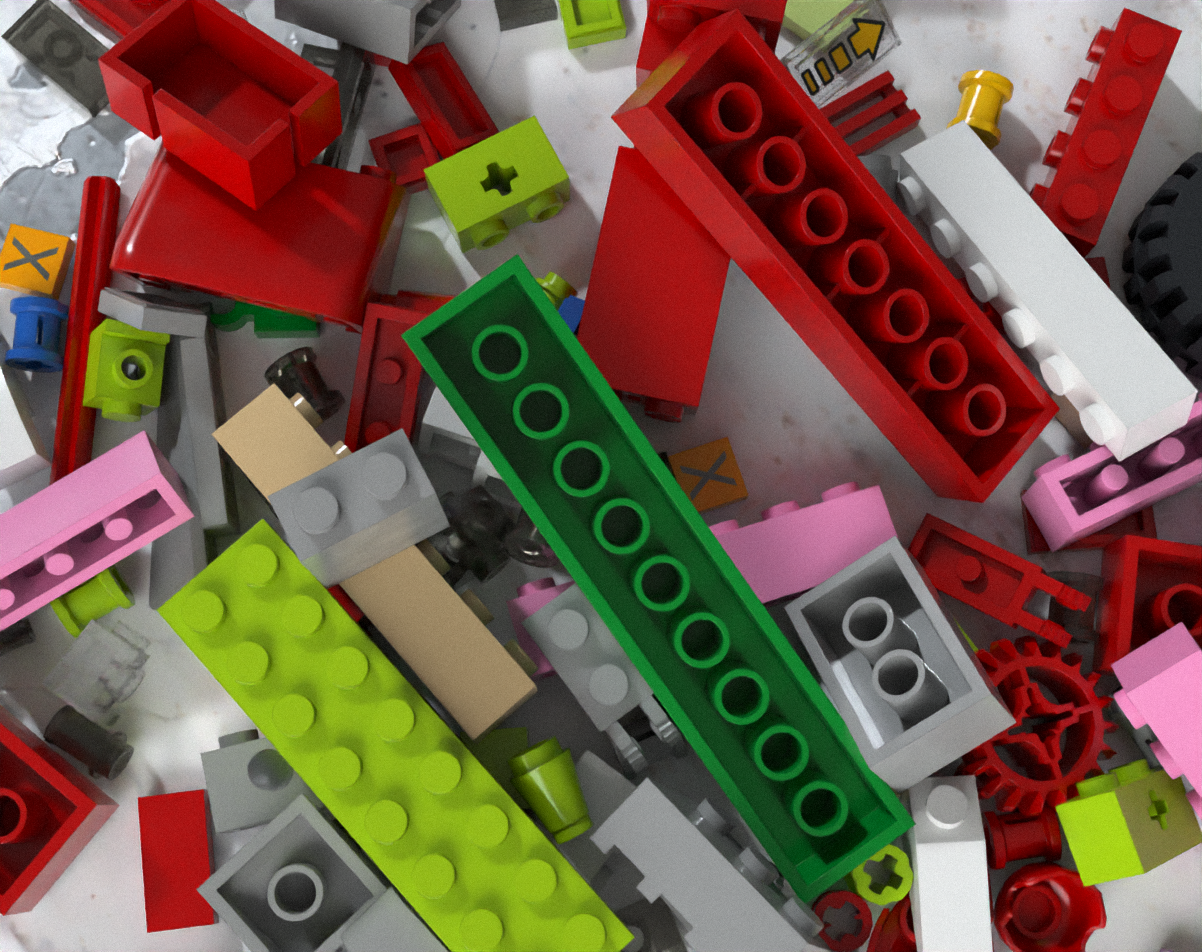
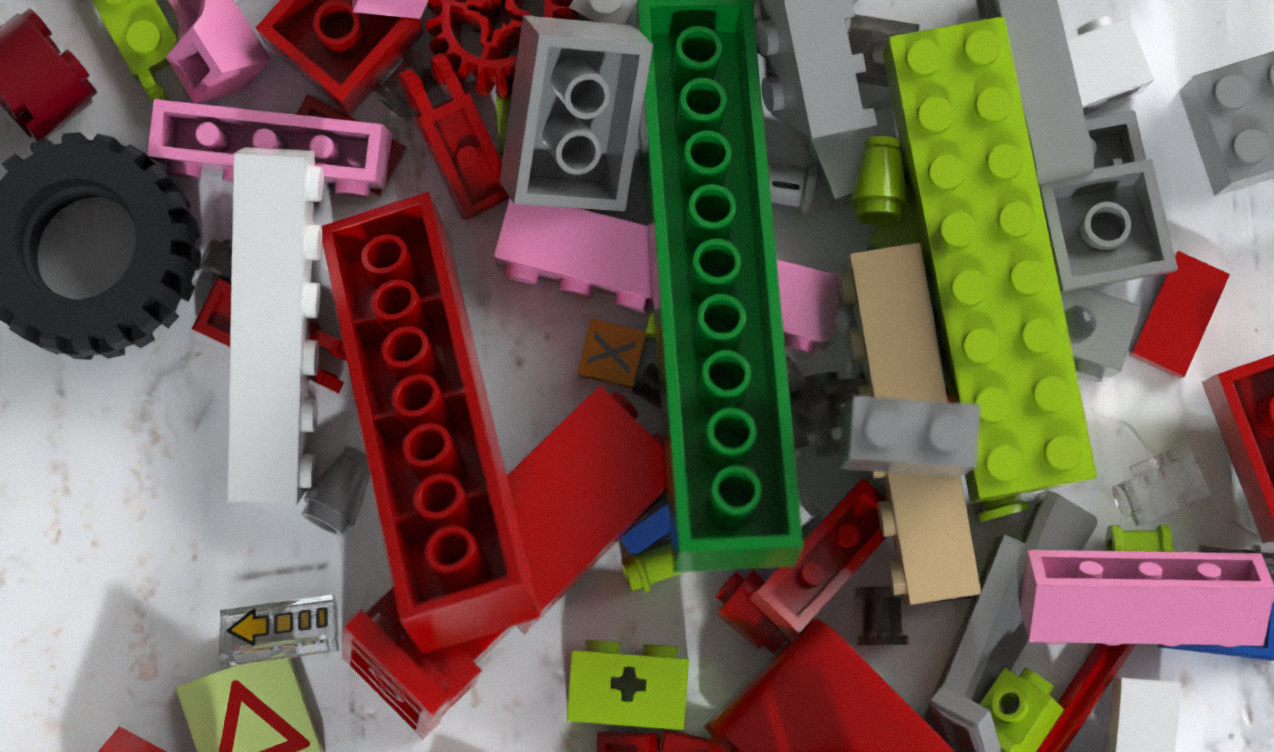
camera: 145 degrees left, 5 degrees up
(89, 743) = (1195, 428): clear smoke pin -> none
(597, 670) = (799, 246): light grey hinge -> none
(893, 101) = (260, 563): red tile -> none
(982, 103) = (200, 510): yellow bush -> none
(1104, 125) = (124, 426): red brick -> none

